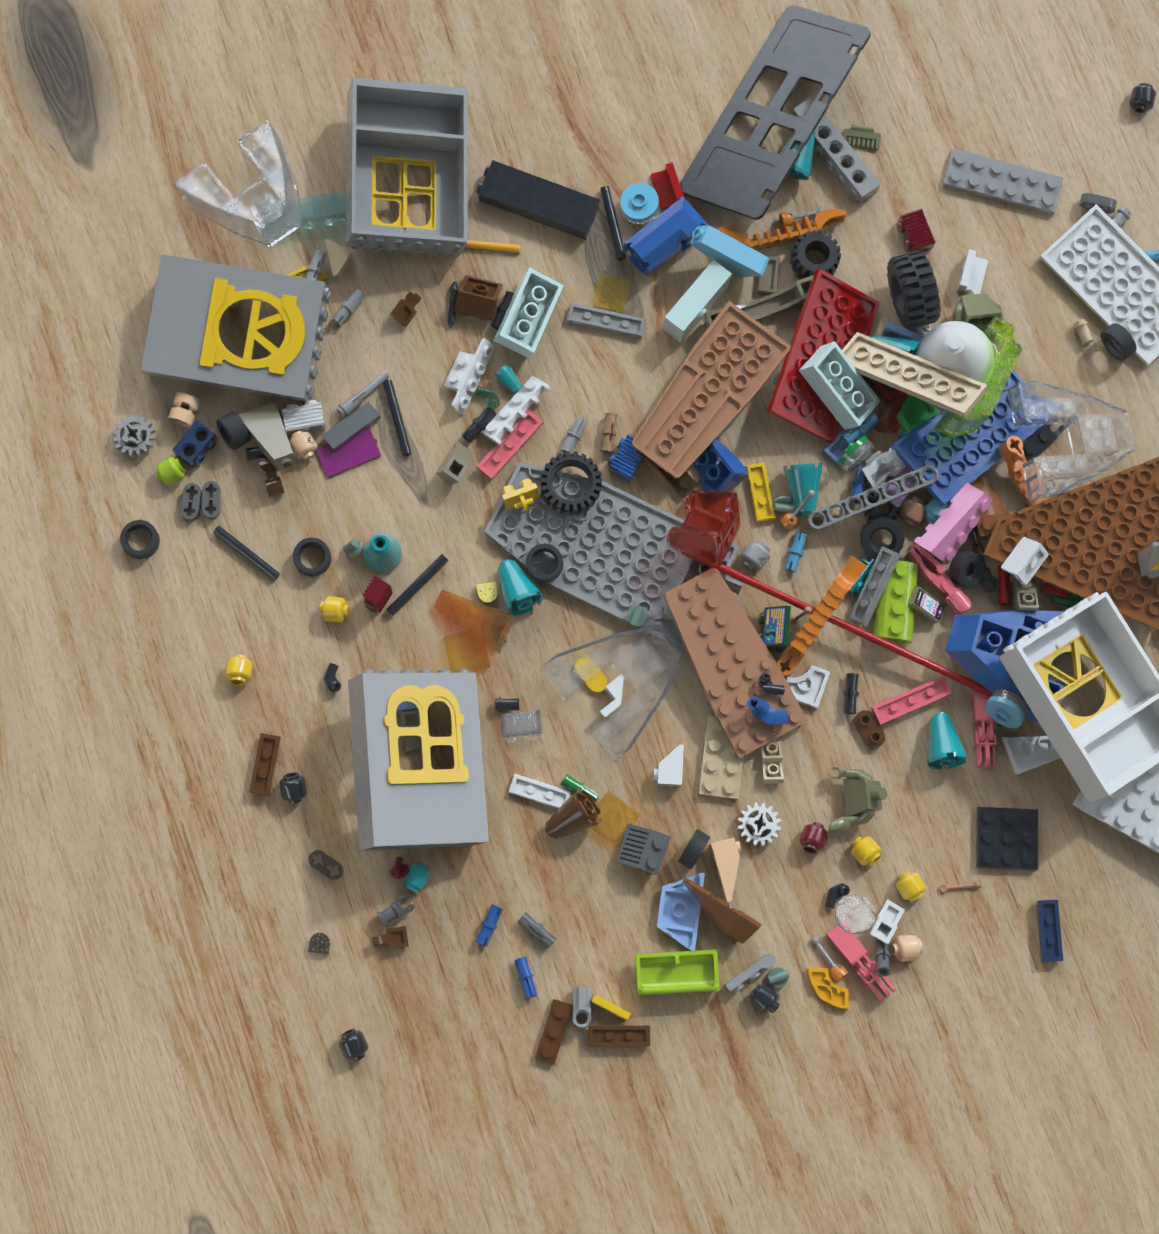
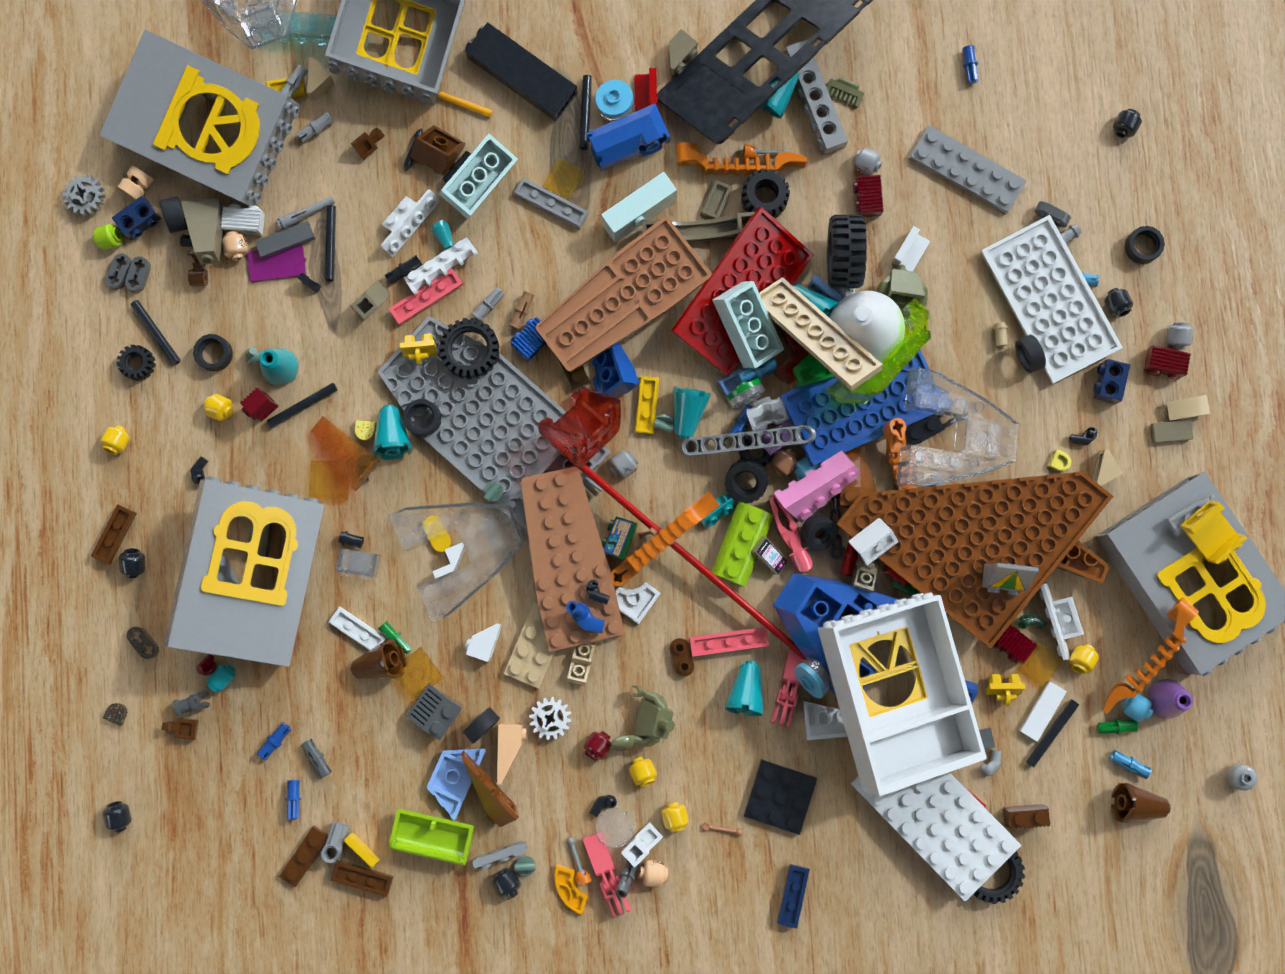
camera: 25 degrees right, 5 degrees up
(135, 524) = (49, 286): black tyre -> none
(236, 575) = (126, 357): none -> black tyre
(385, 461) = (308, 282): none -> black tile
(490, 396) = (422, 246): clear green arm -> none
(688, 140) = (681, 49): none -> dark tan slope
(728, 252) = (681, 168): medium azure slope -> none
(789, 520) = (666, 439): hinge -> none
(795, 552) = (662, 471): dark azure pin -> none
(851, 693) = (674, 619): black pin -> none
(874, 586) = (725, 524): light grey tile -> none
(904, 199) = (867, 161): none -> light grey head
(975, 80) = (970, 64): none -> blue axle

